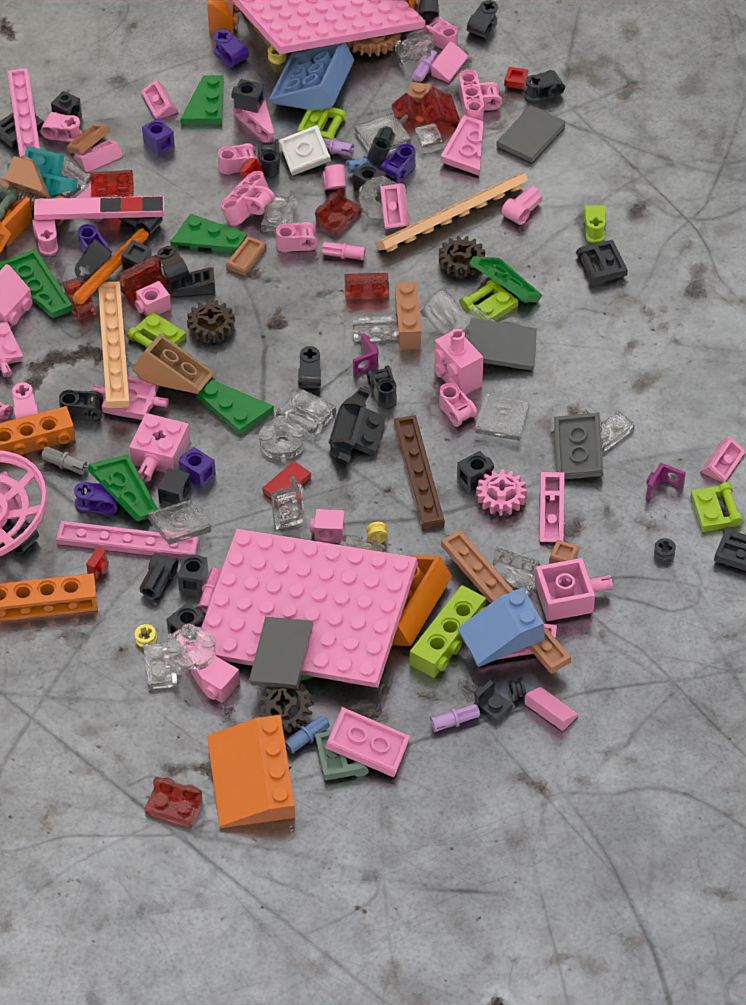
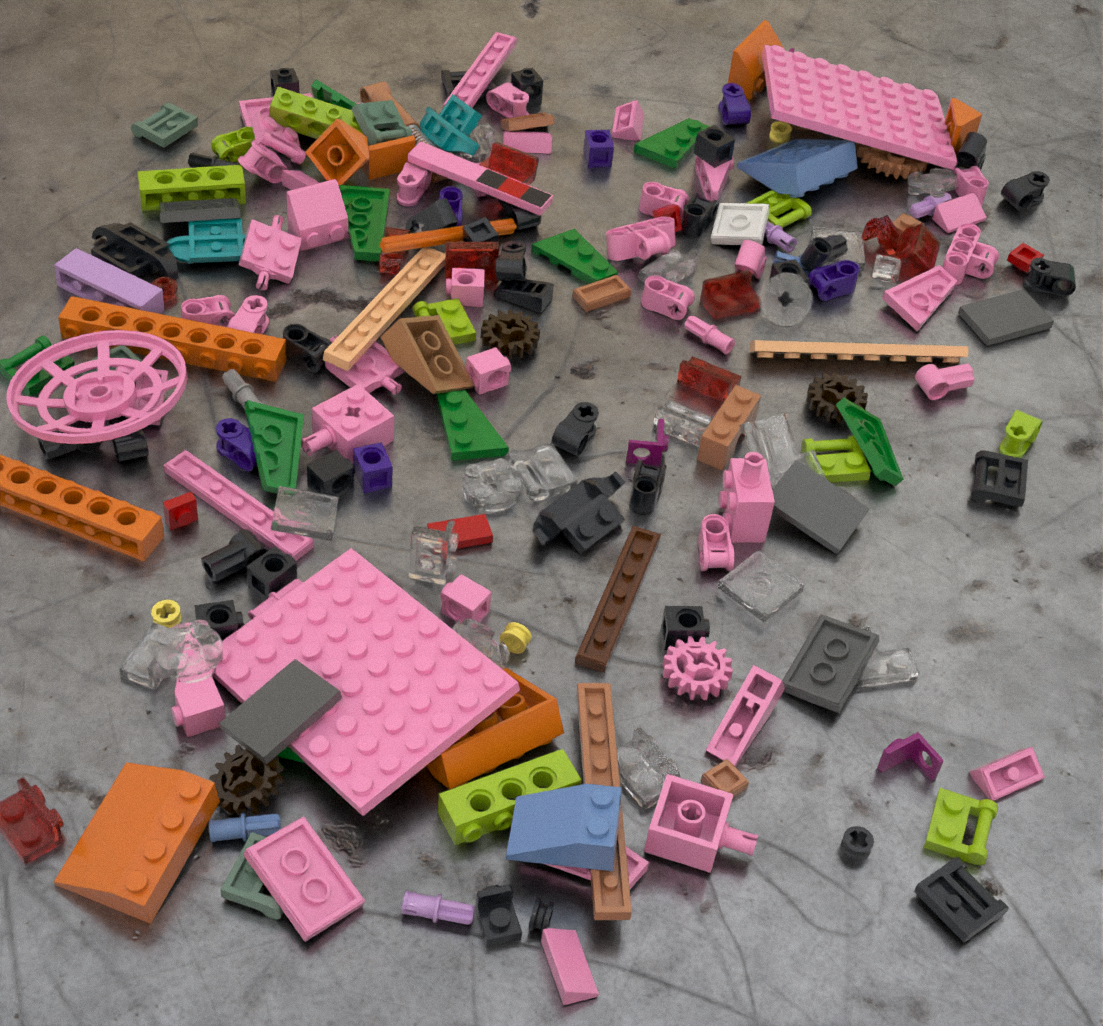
camera: 25 degrees right, 5 degrees down
(26, 177) = (428, 118): nougat slope -> none
(218, 356) = (488, 370): none -> bright pink brick
(394, 206) = (796, 314): bright pink slope -> none

